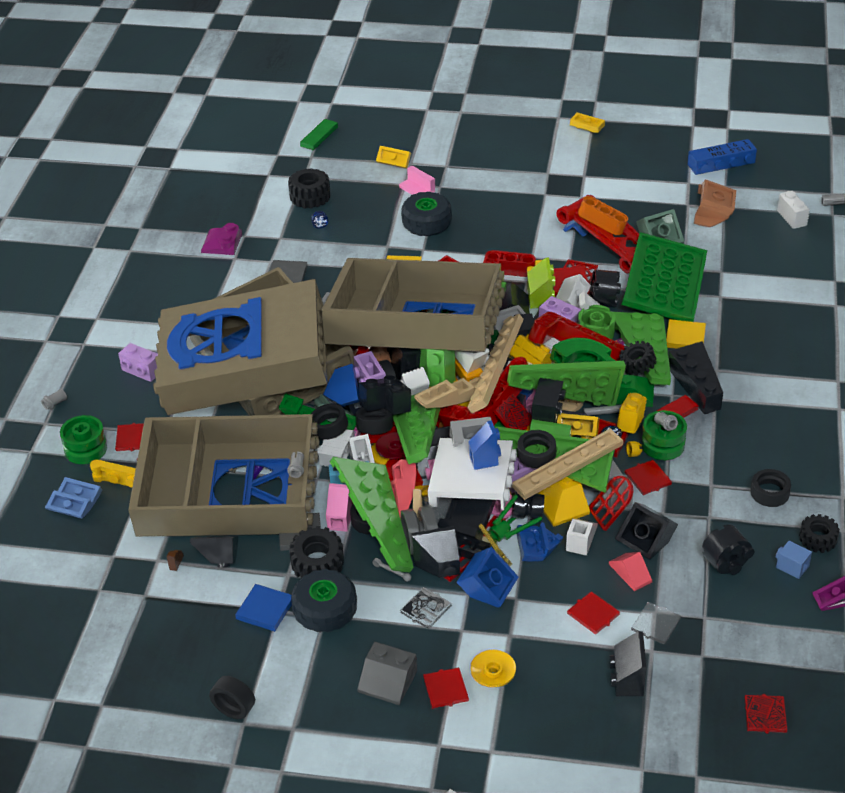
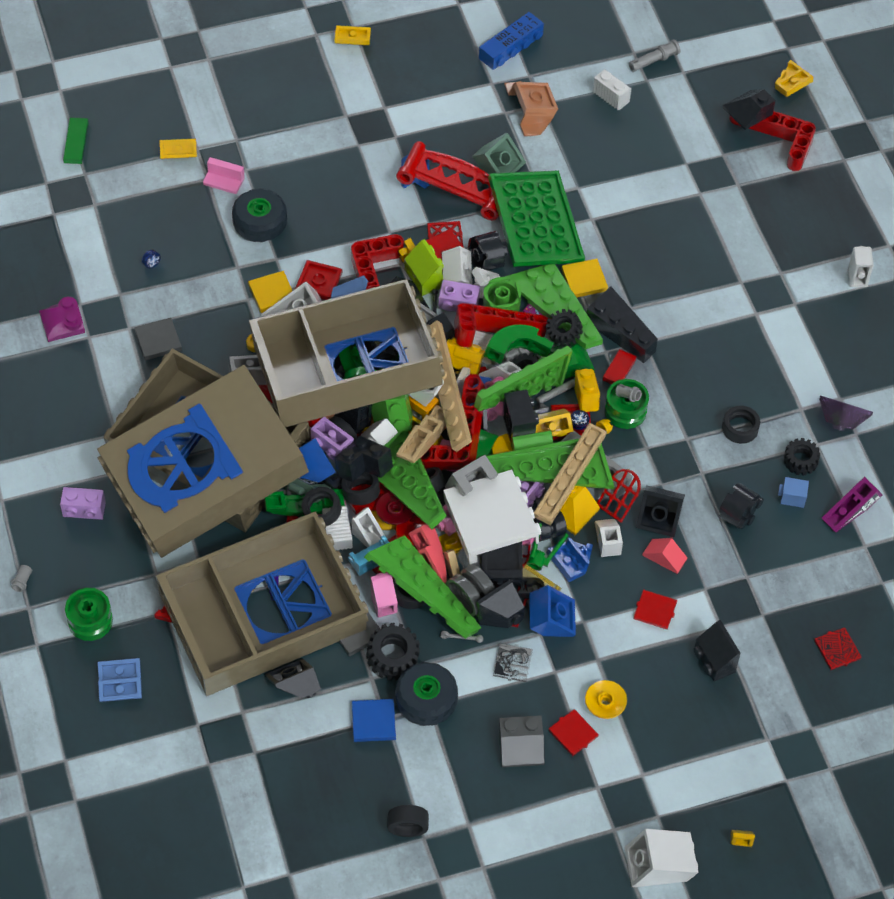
camera: 30 degrees left, 15 degrees up
(112, 473) = (147, 638): yellow plate -> none
(129, 437) = (128, 590): red piece -> none
(174, 559) = (261, 706): reddish brown tile -> none
(296, 468) = (335, 573): light grey pin -> none
(309, 188) = (116, 210): black tyre -> none
(484, 447) = (500, 491): blue slope -> none
(513, 413) = (491, 436): red piece -> none
(536, 437) = (533, 456): black tyre -> none
(603, 215) = (445, 165): orange beam -> none
(648, 477) = (630, 451): red piece -> none
(656, 622) = (711, 598): clear piece -> none

